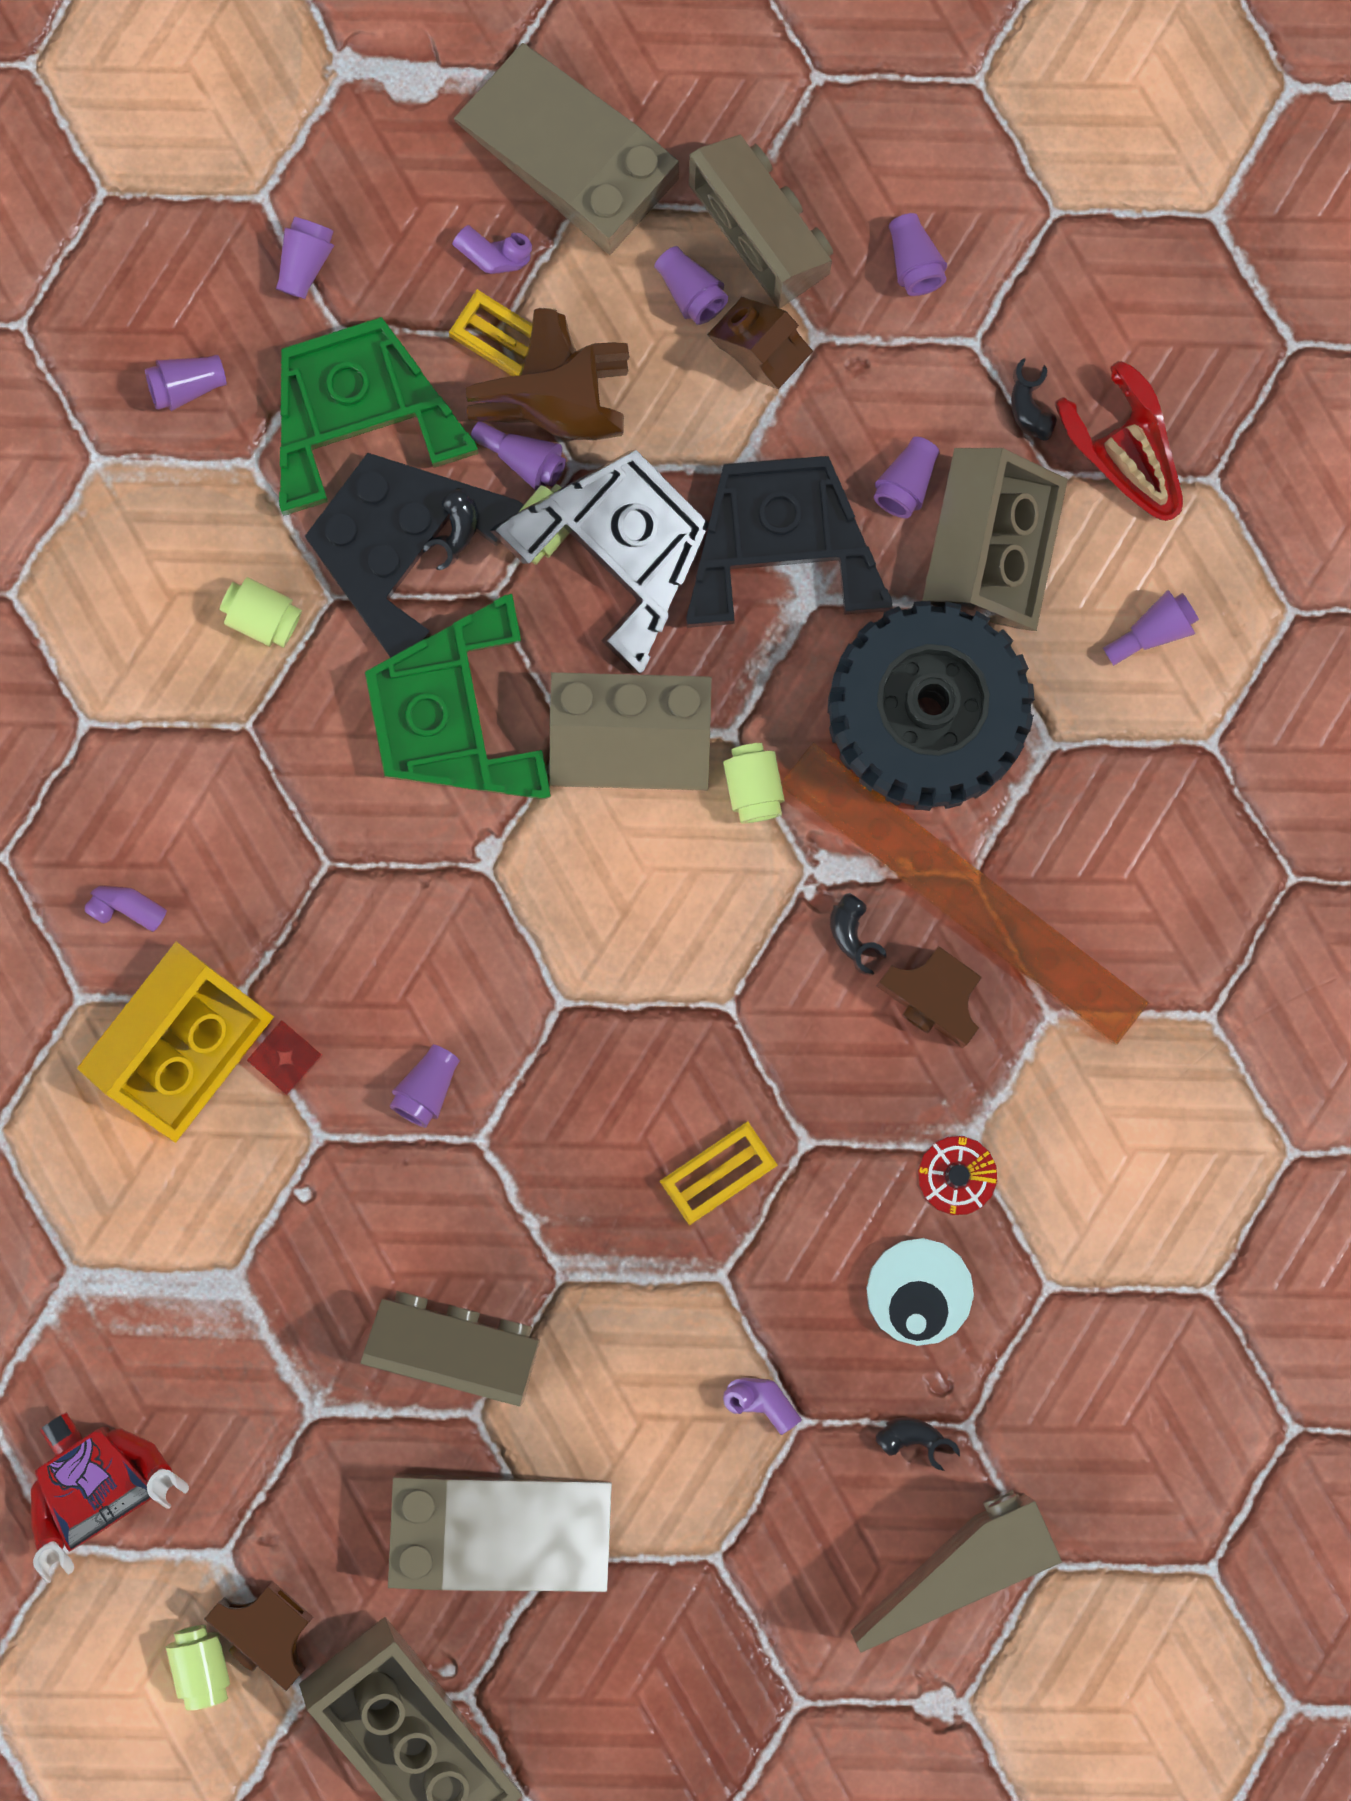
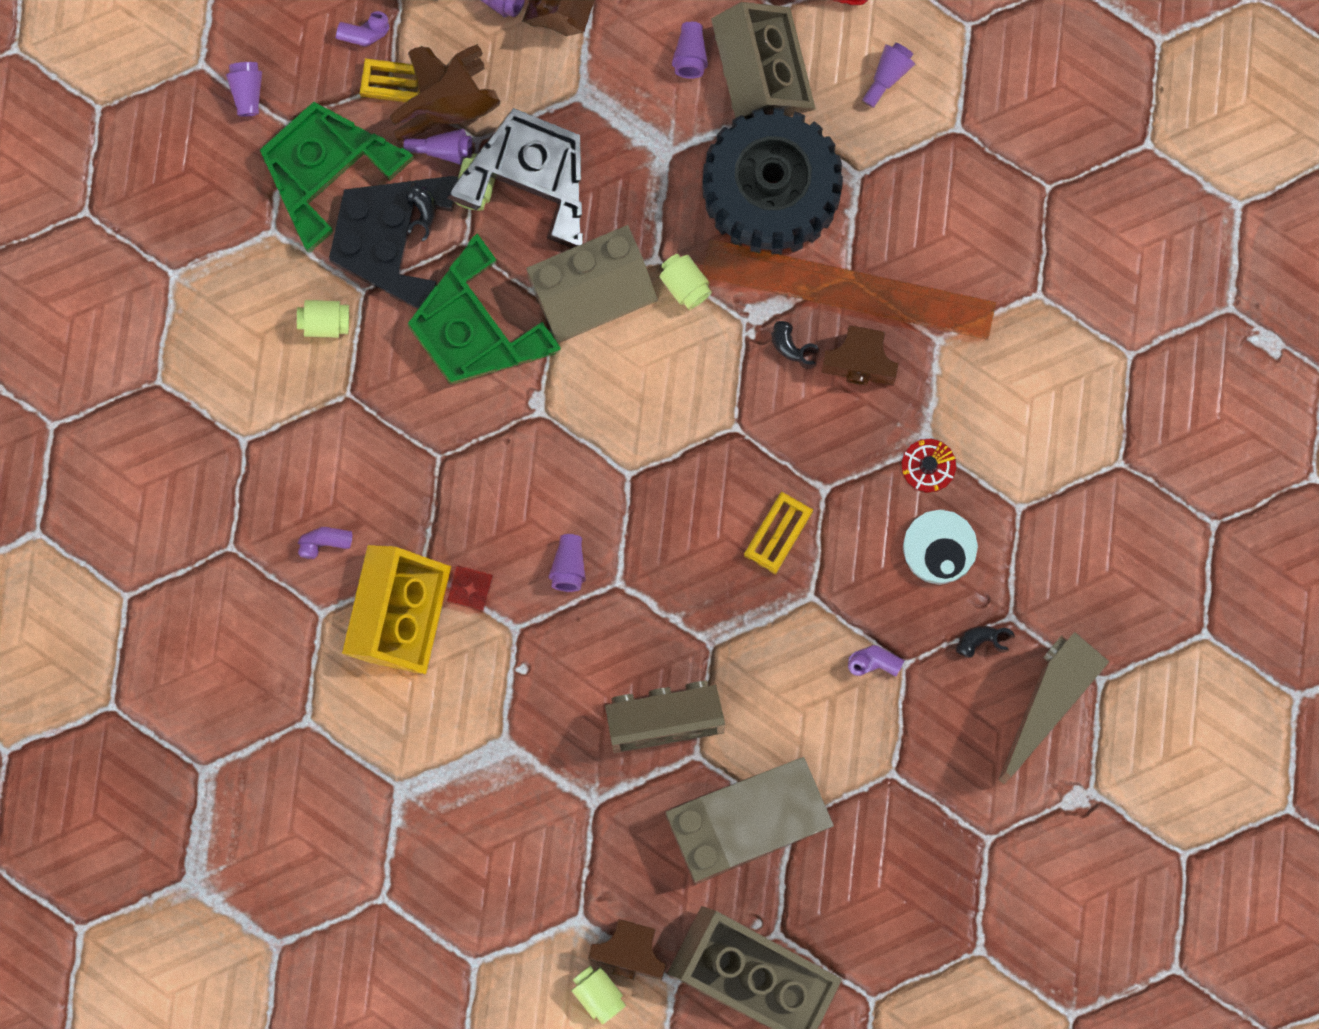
camera: 20 degrees left, 5 degrees down
(91, 1487) = (476, 910): torso -> none
(183, 380) = (205, 198): medium lavender cone -> none
(782, 517) = (624, 110): black wing -> none

